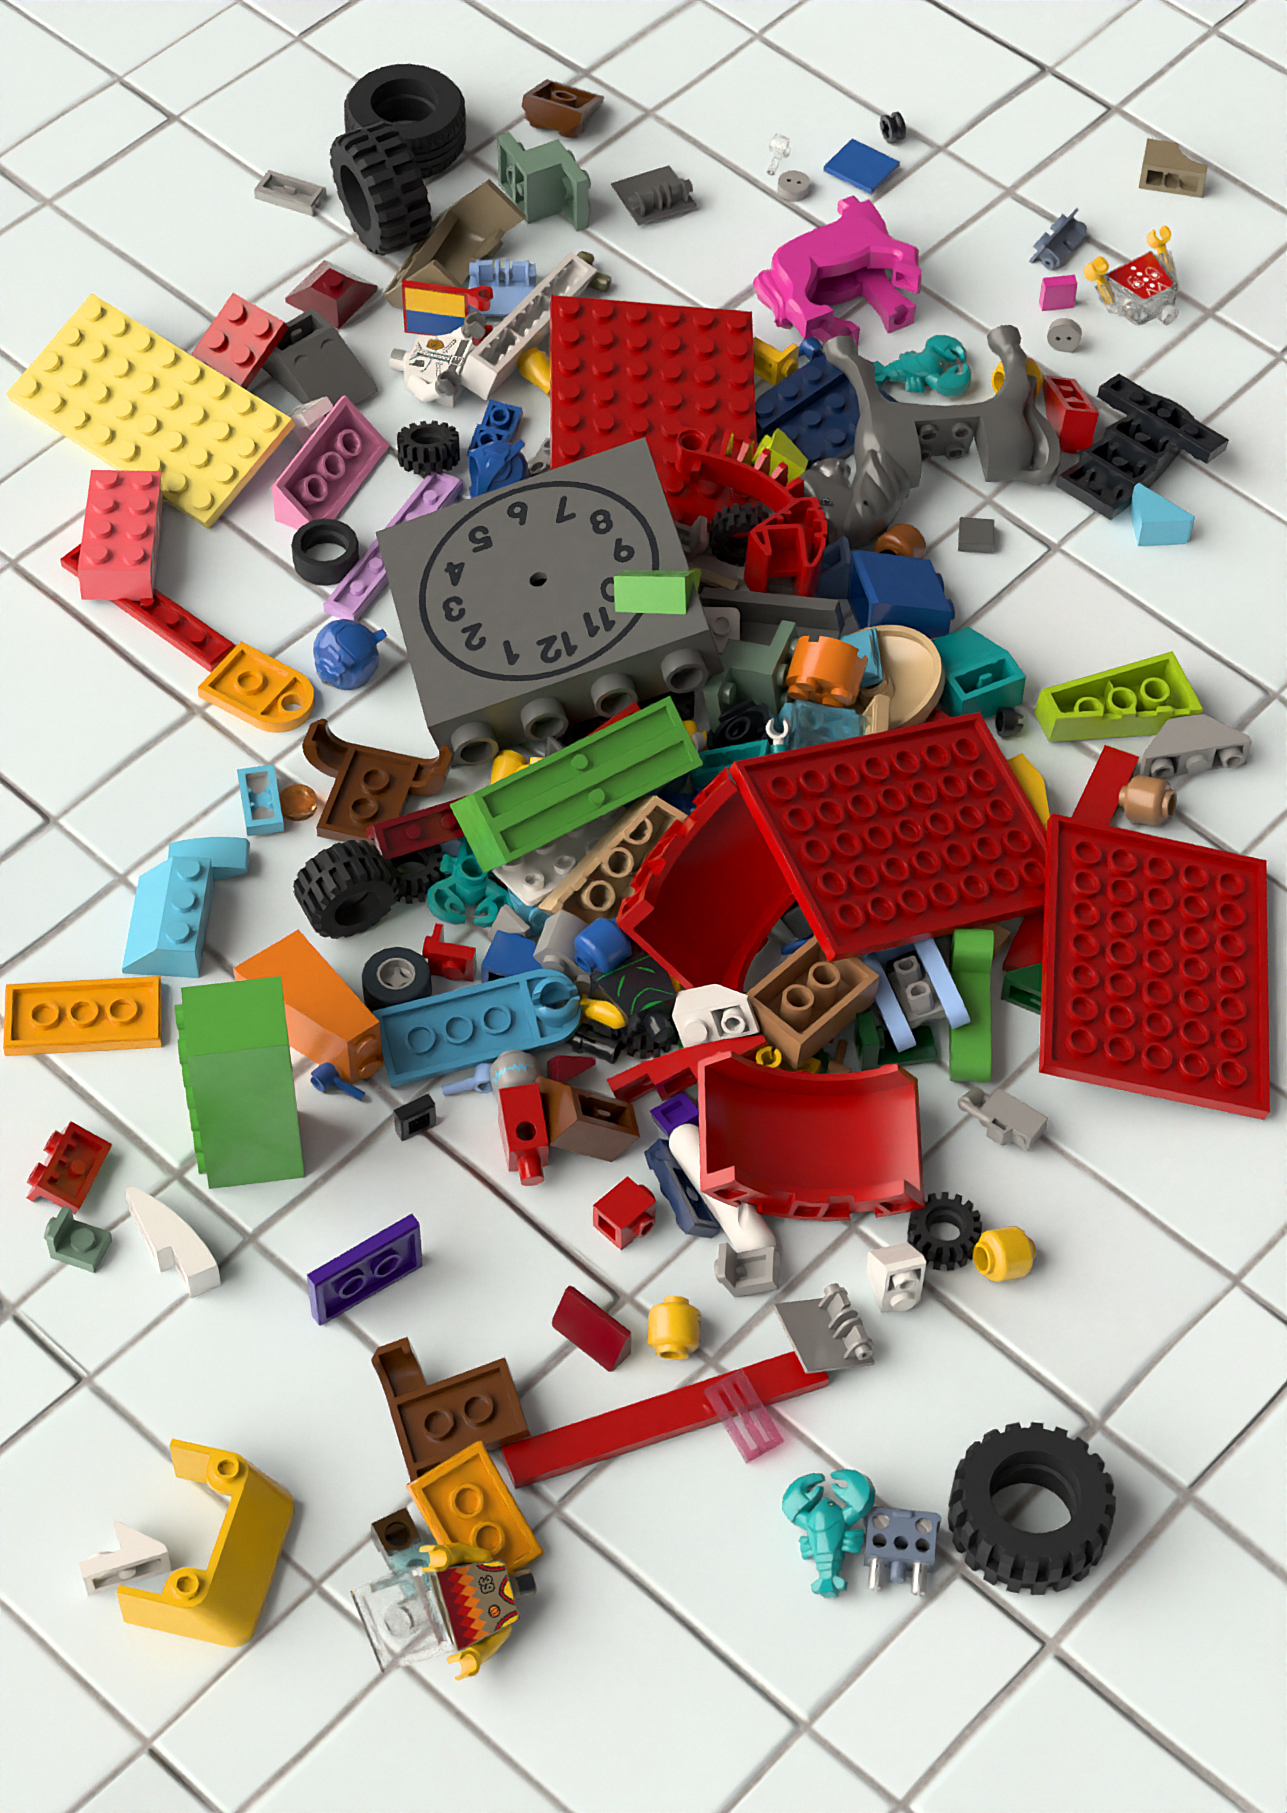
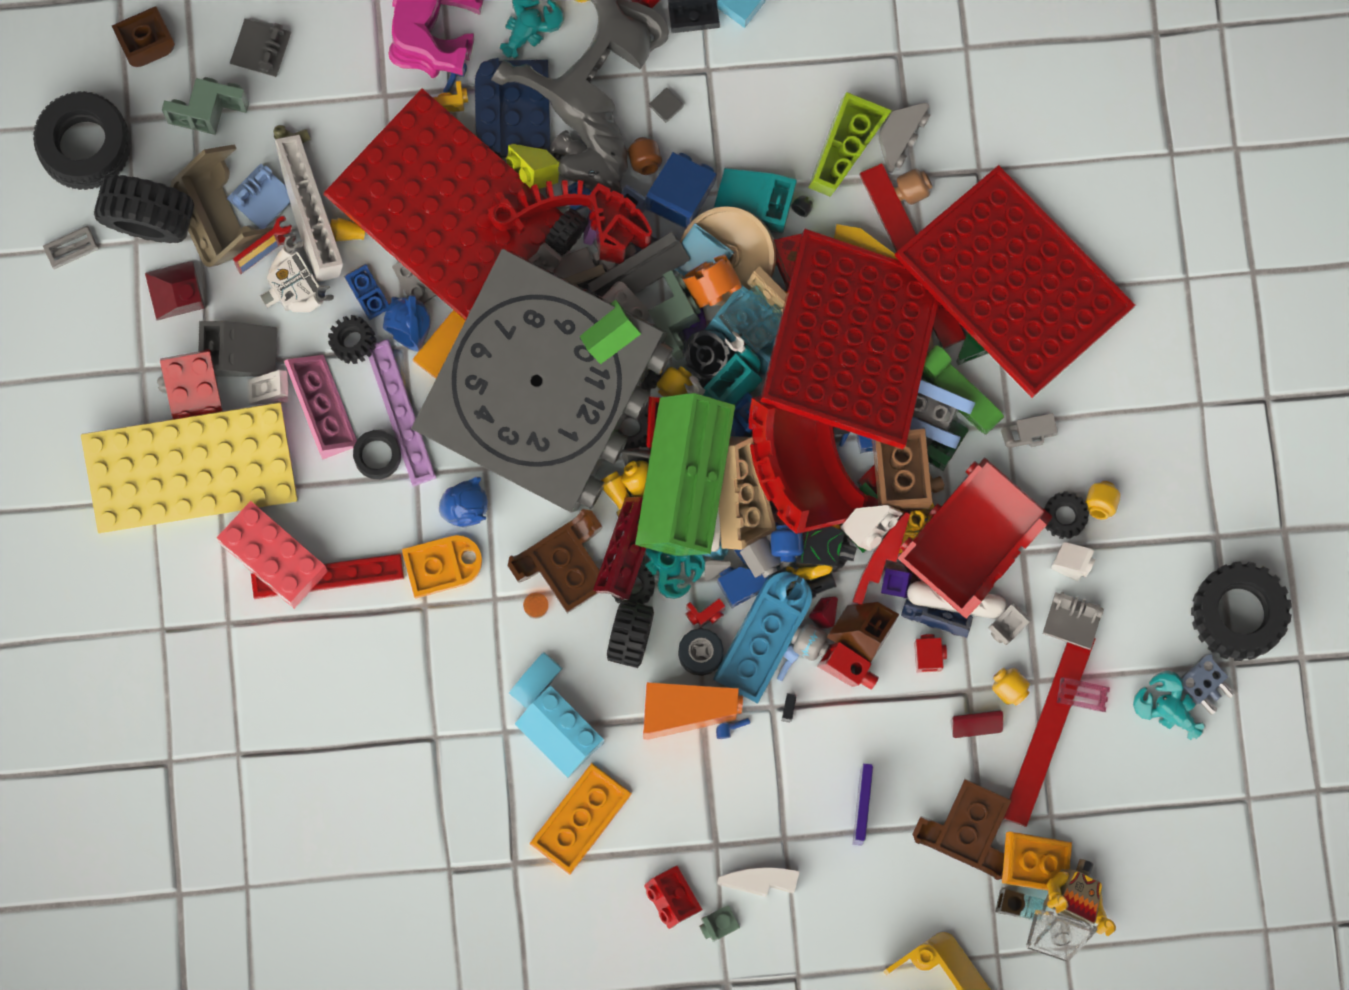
camera: 50 degrees left, 25 degrees up
(239, 1082) = (734, 789): bright green brick -> none
(260, 800) = (520, 624): medium azure piece -> none

